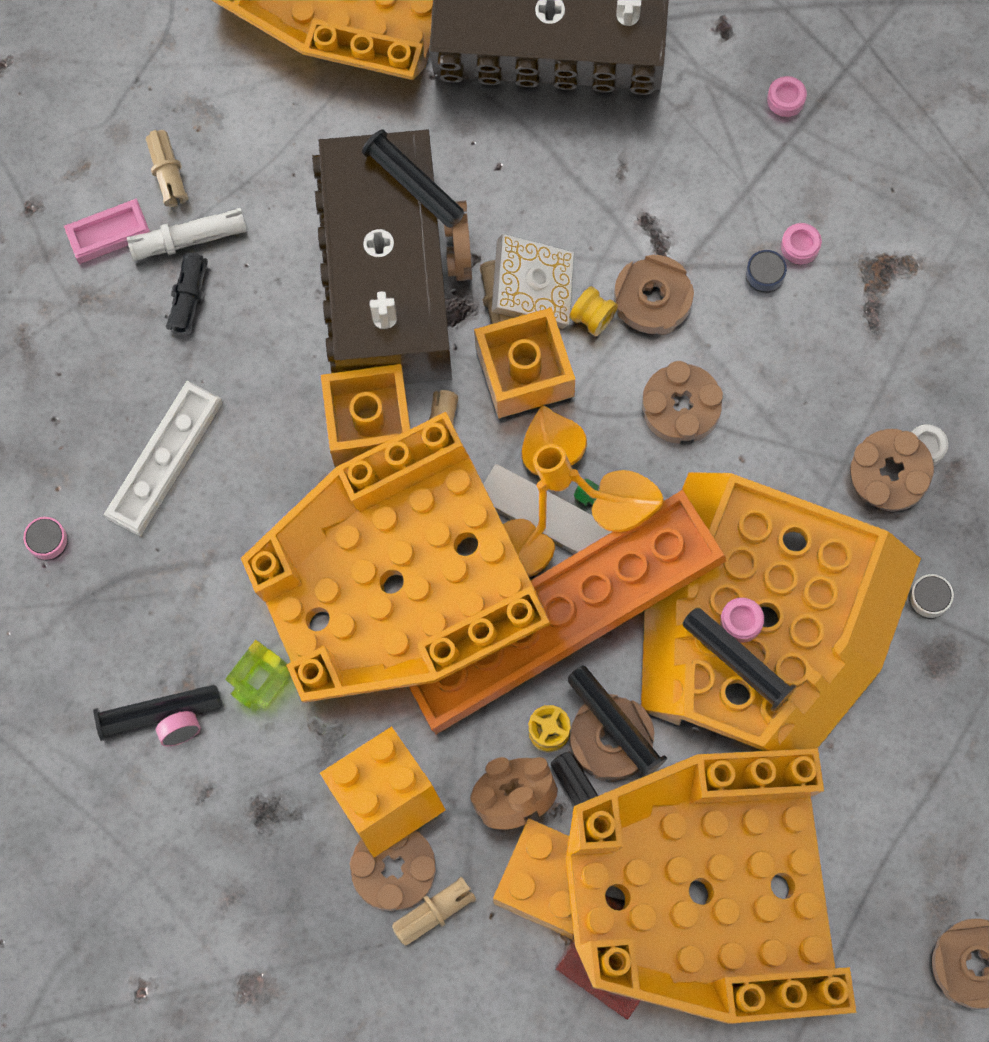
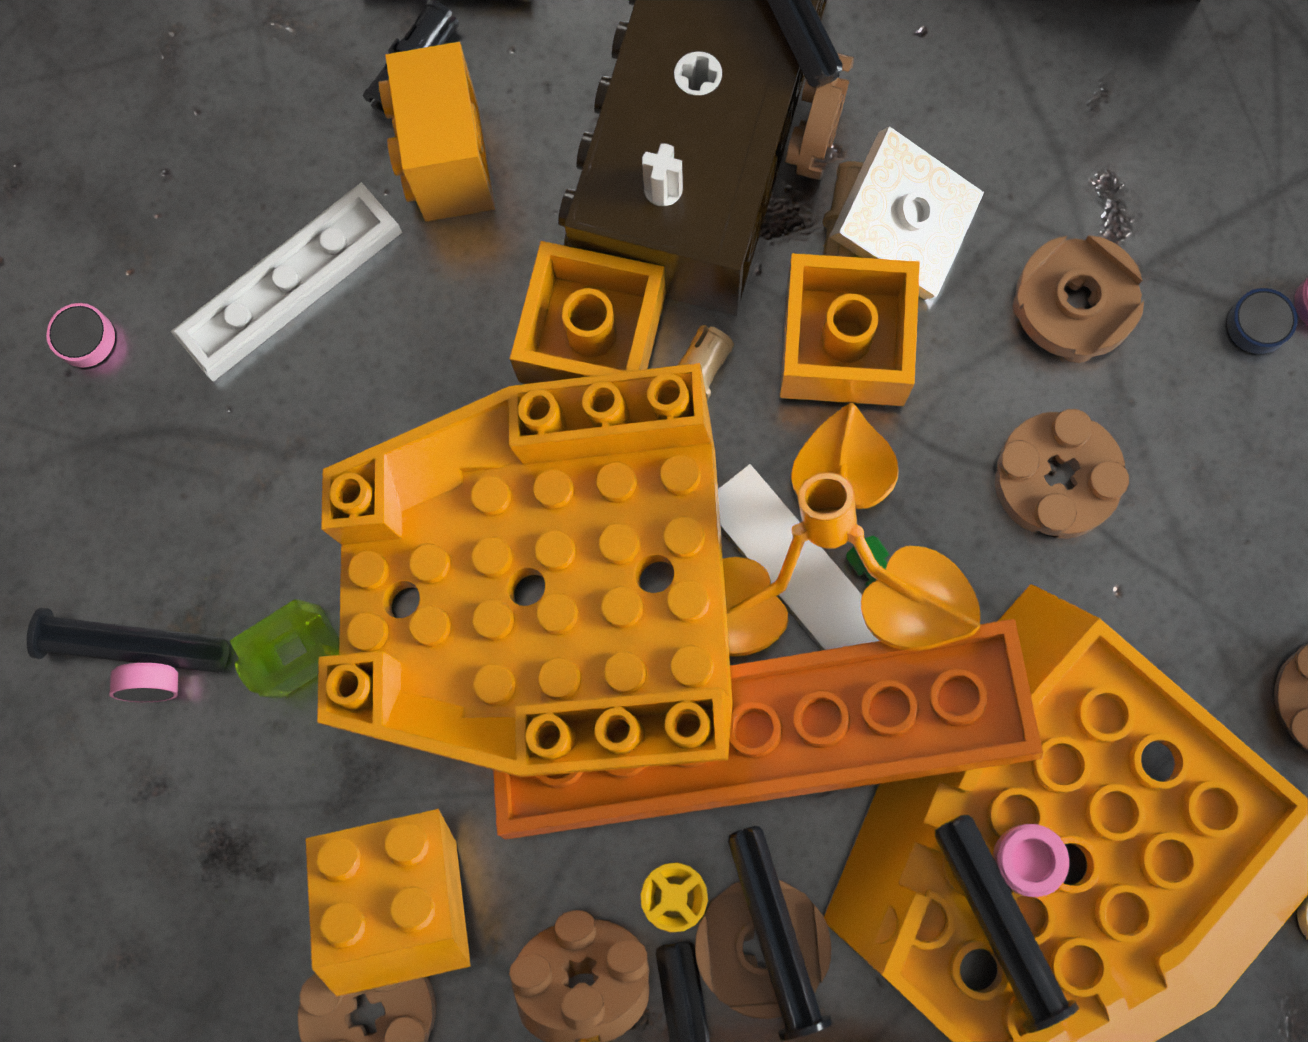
camera: 25 degrees right, 5 degrees up
(228, 333) = (436, 132): none -> light orange brick
(593, 311) = (980, 289): yellow wheel -> none

